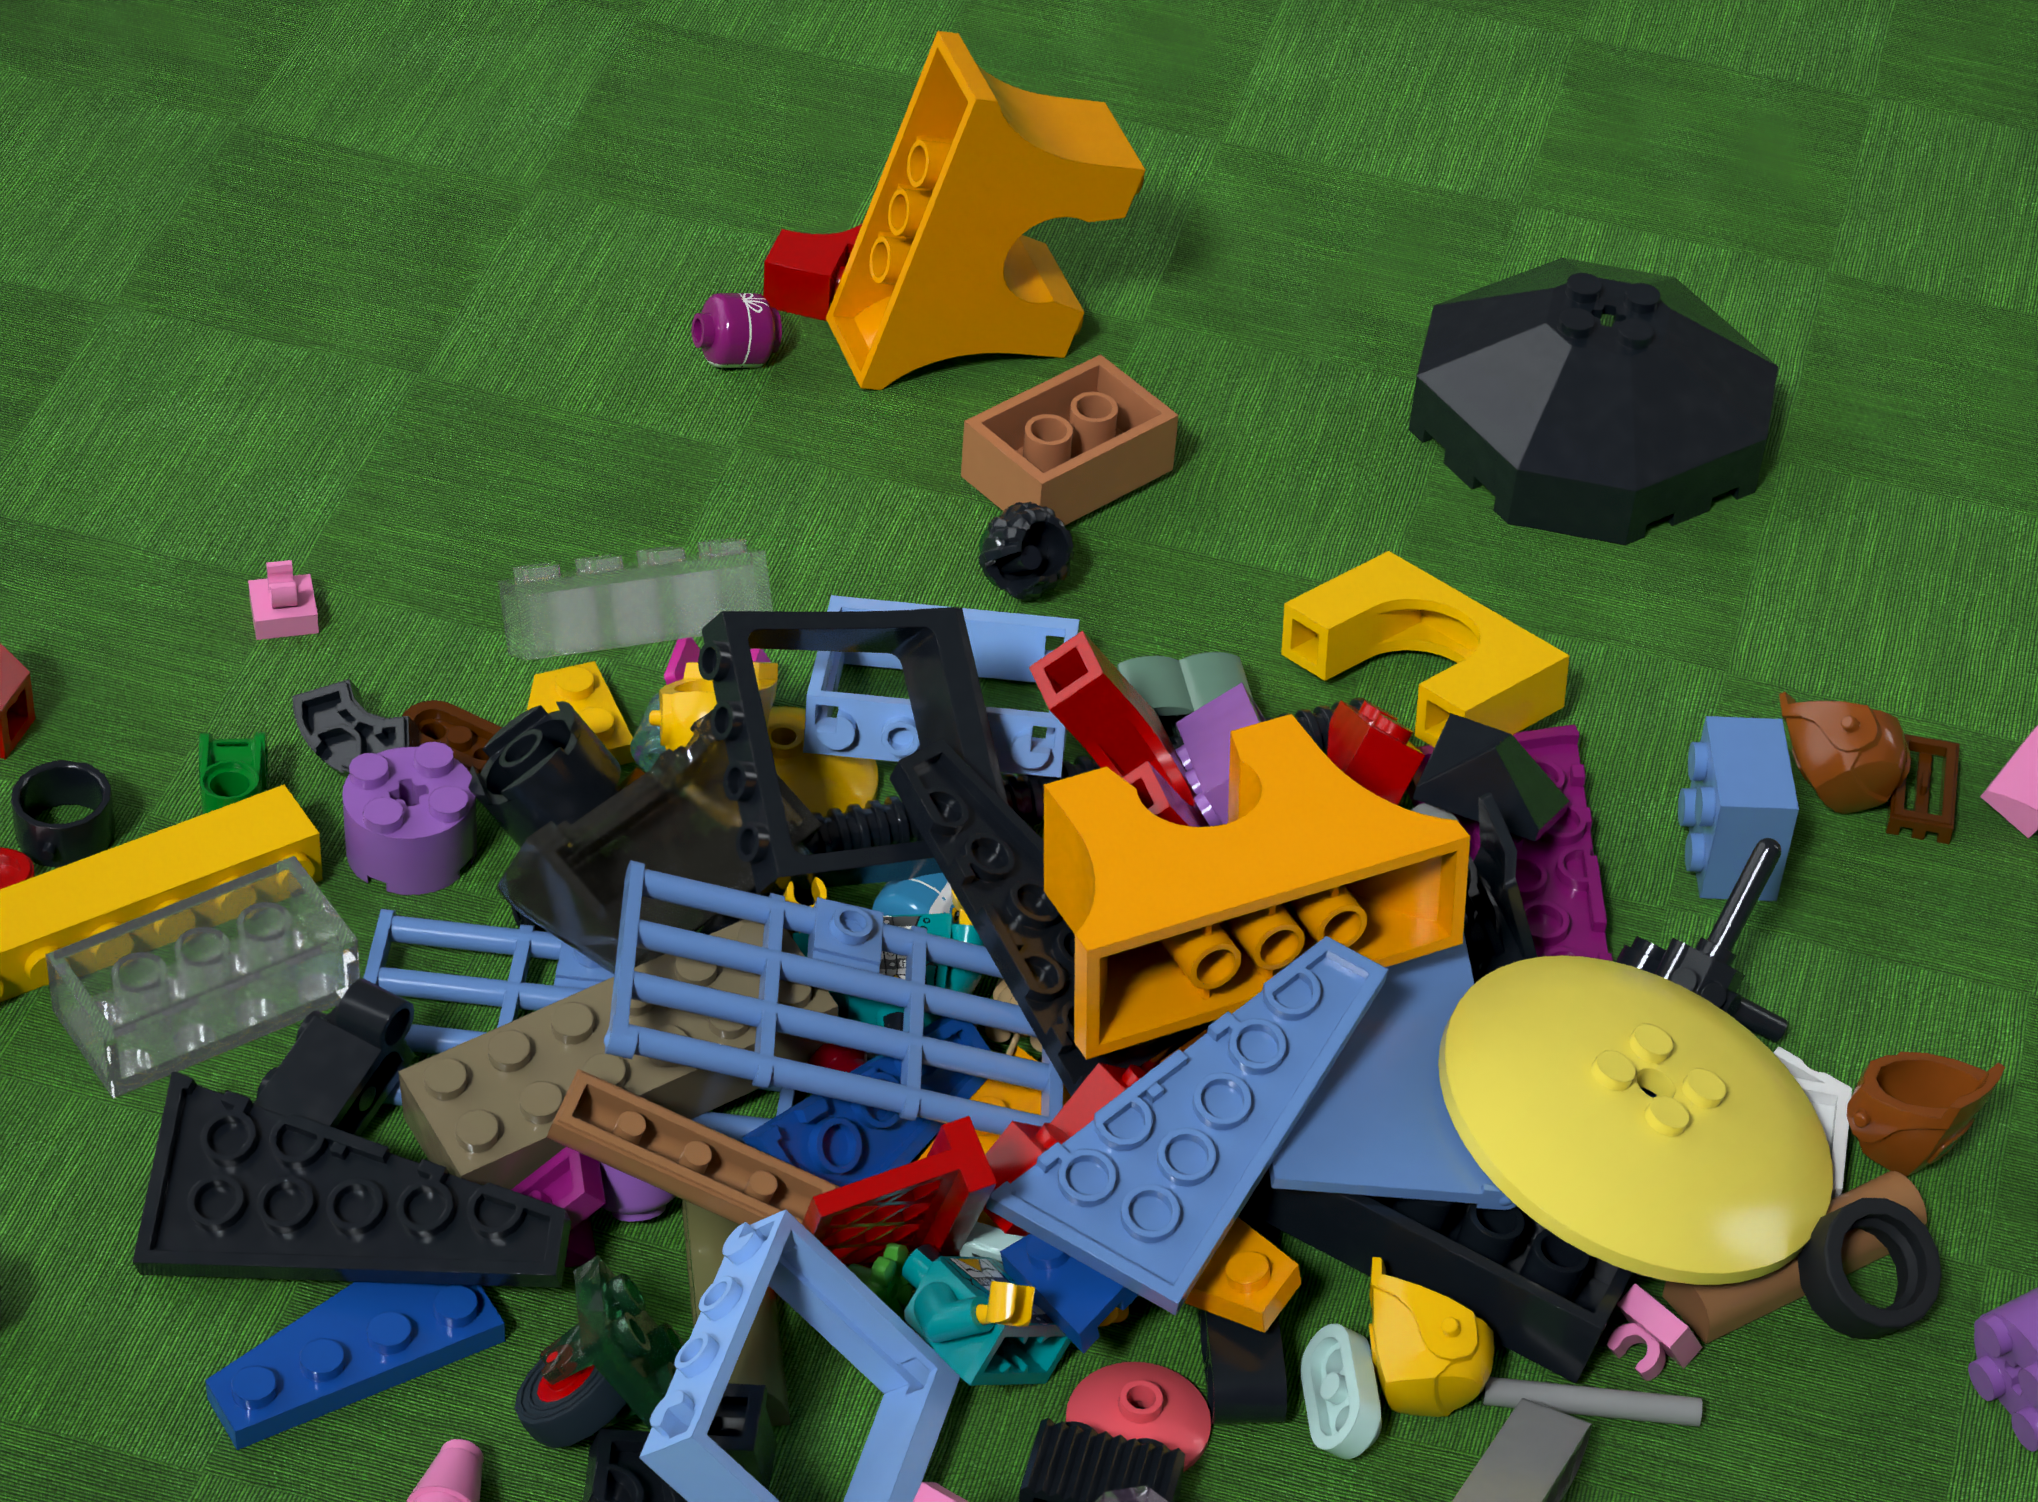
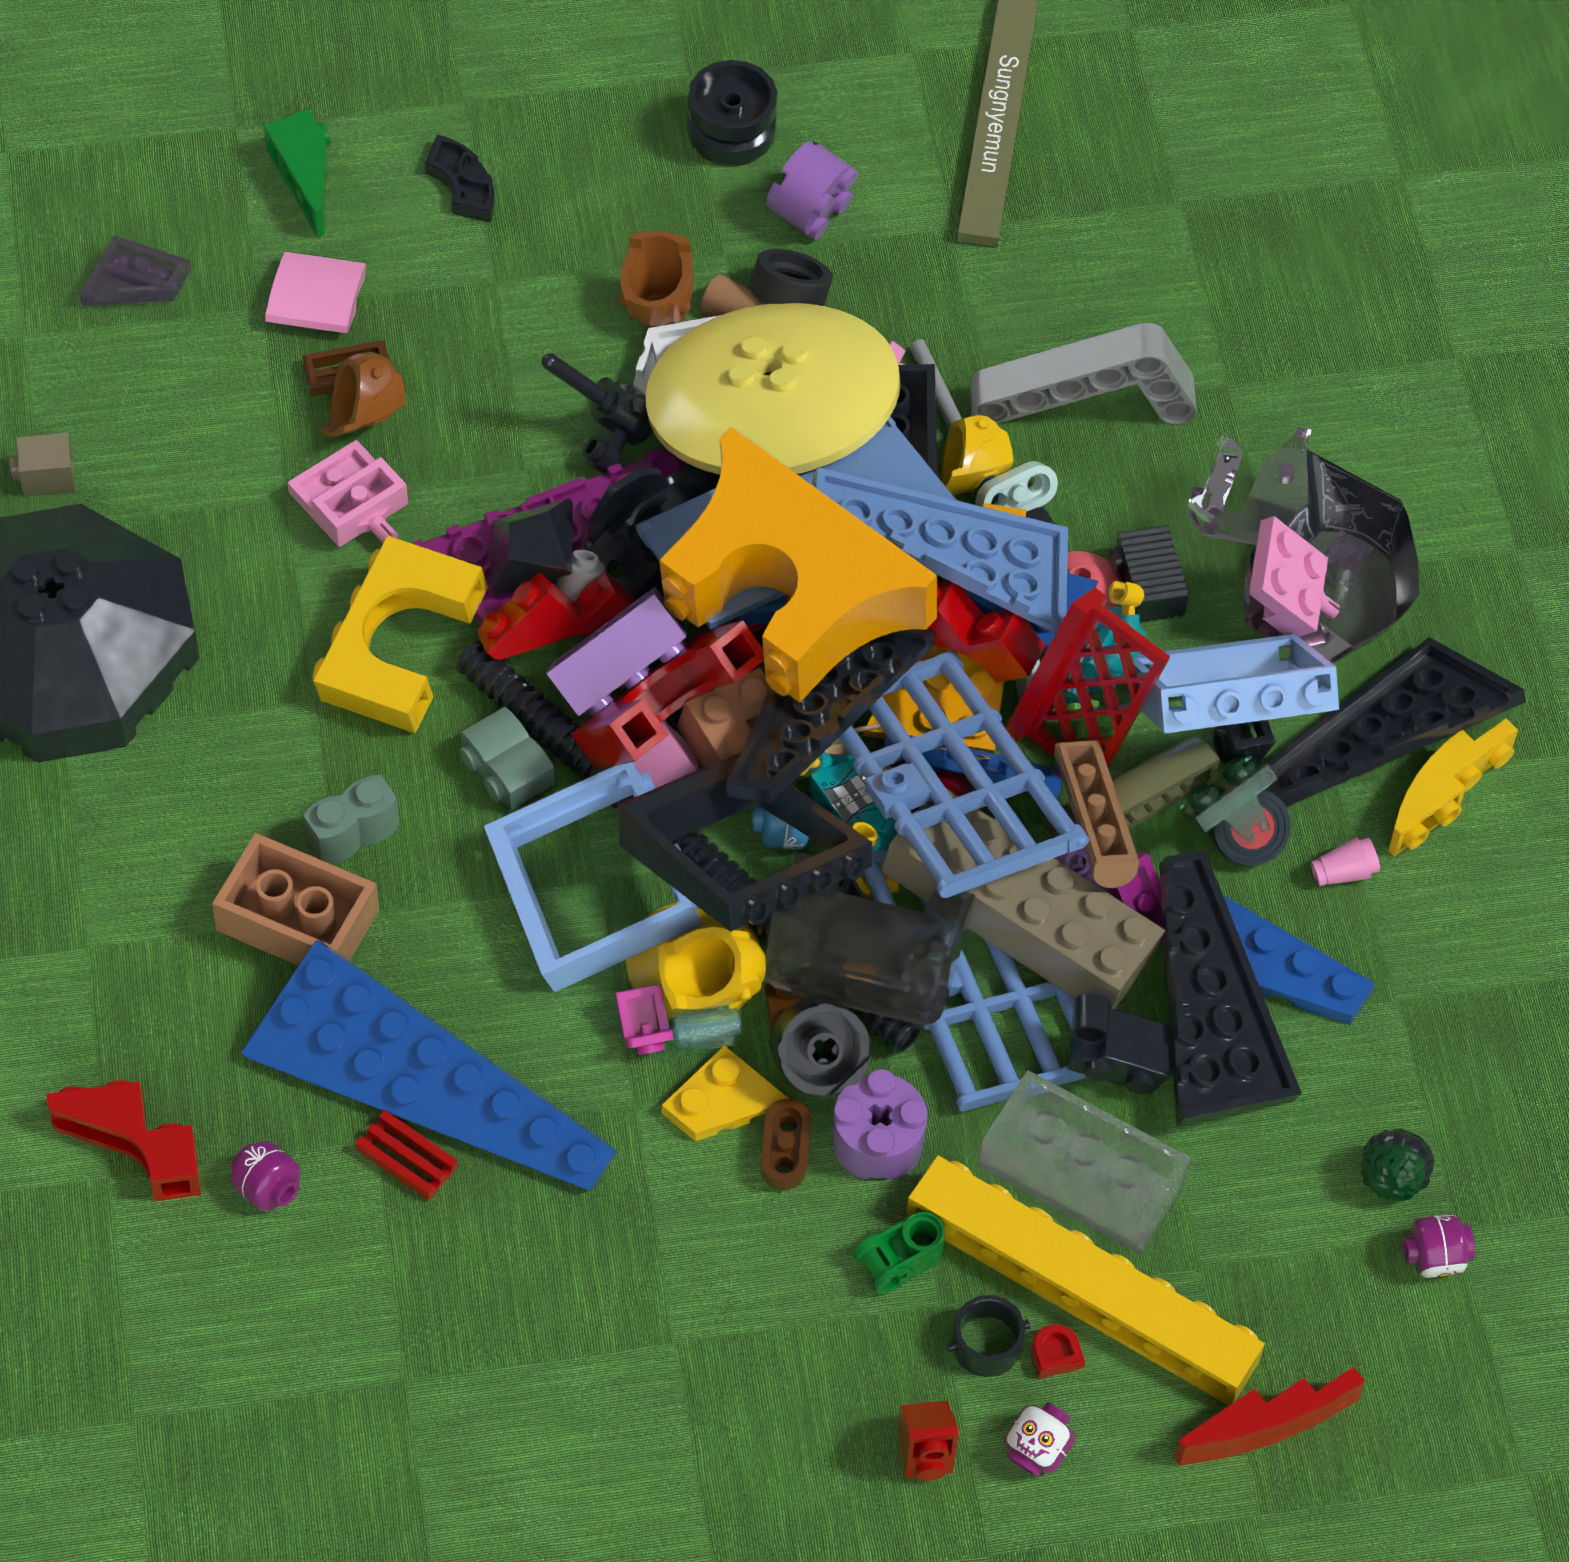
camera: 115 degrees left, 15 degrees up
(283, 603) = (710, 1325): bright pink tile -> none
(341, 729) = (820, 1204): black tile -> none
(630, 603) = (623, 1078): clear brick -> none
(690, 453) = (415, 1140): none -> red tile
(774, 470) = (377, 1048): none -> blue wing
(943, 240) = (155, 995): light orange piece -> none
(1026, 551) = (418, 892): black piece -> none
(1171, 537) = (344, 822): none -> sand green brick
(1673, 693) = (350, 494): none -> bright pink plate
(1735, 799) = (457, 427): medium blue brick -> none
(1866, 465) = (43, 464): none -> dark tan brick

